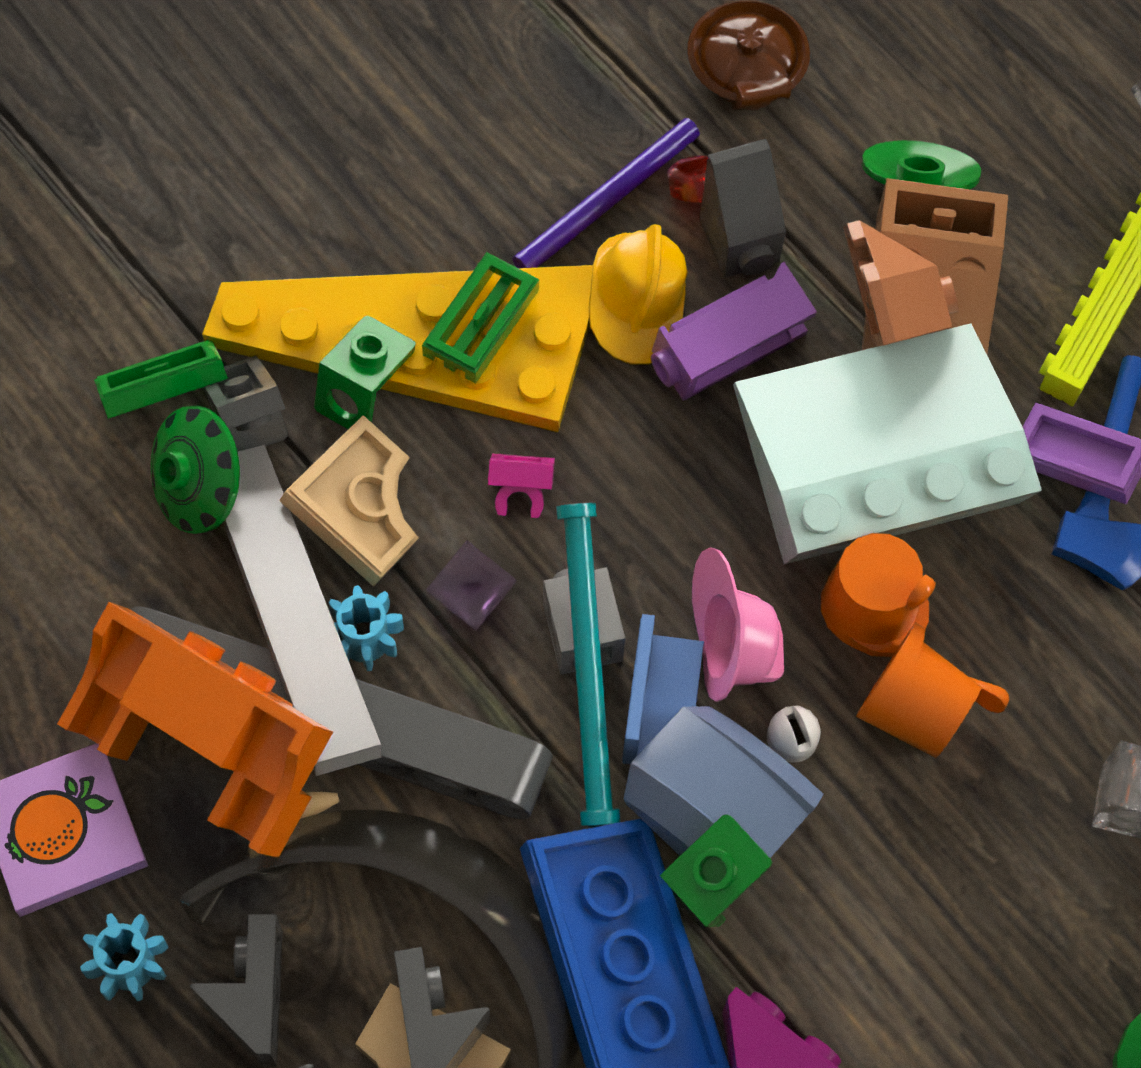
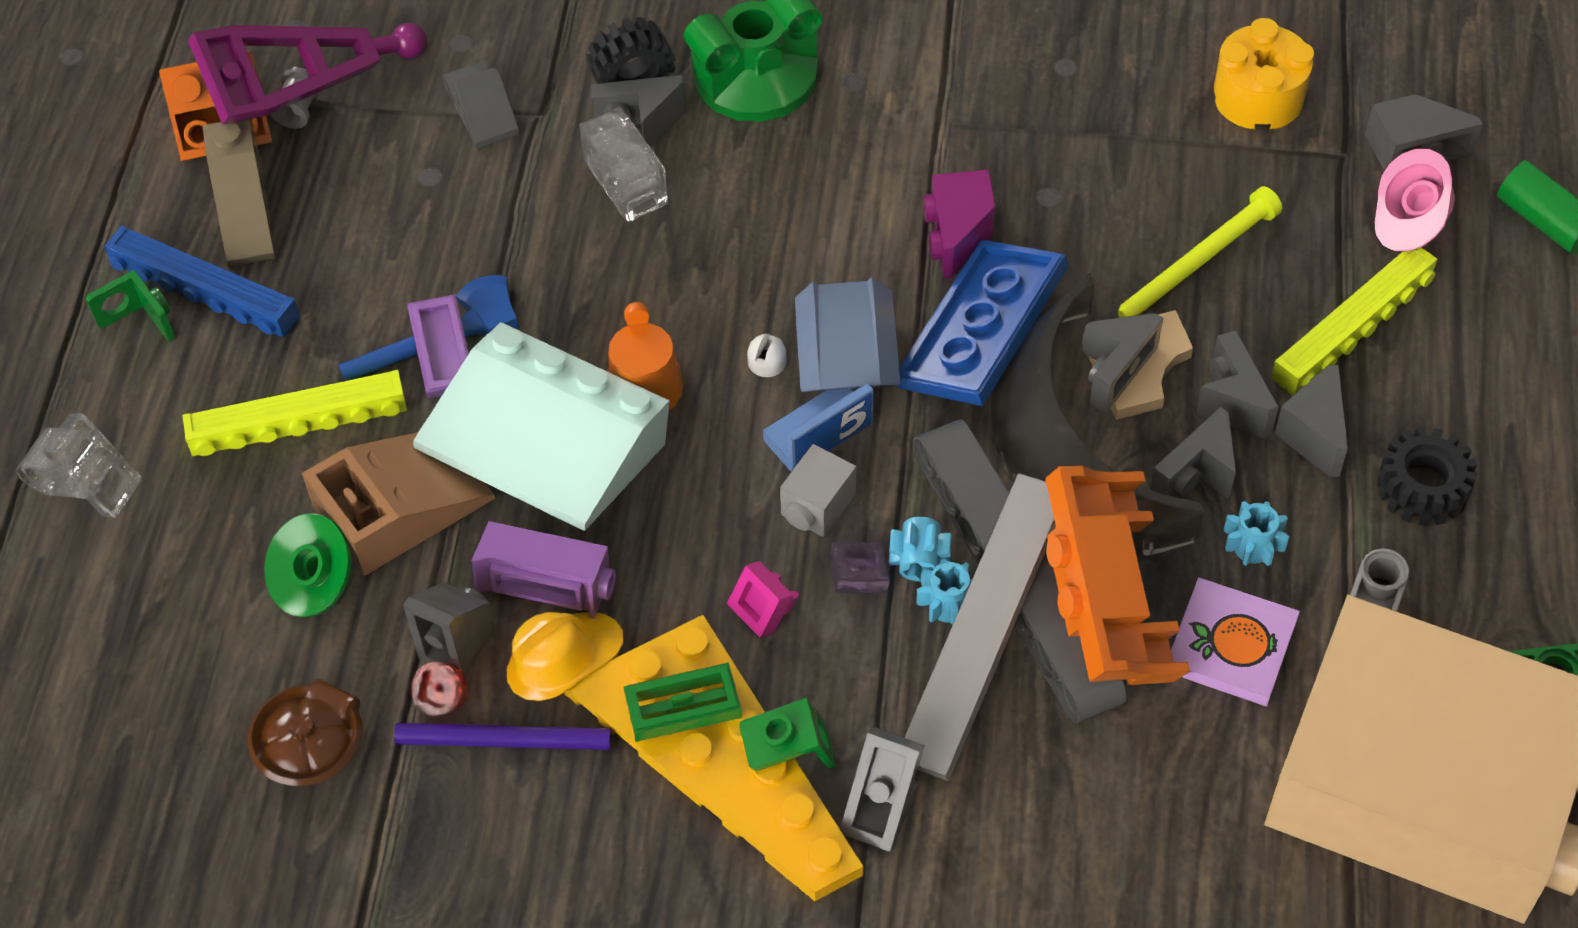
camera: 130 degrees left, 10 degrees down
(160, 378) = (942, 841): green tile -> none
(195, 469) = (960, 760): green dish -> none
(354, 501) = (876, 673): tan tile -> none
(428, 642) = (919, 547): none -> medium azure gear
(588, 664) = (779, 491): teal bar -> none
(717, 870) = (898, 296): green bracket -> none
(737, 629) = (741, 410): bright pink piece -> none
(898, 287) = (444, 468): nougat slope -> none
(925, 696) = (687, 301): orange hat -> none

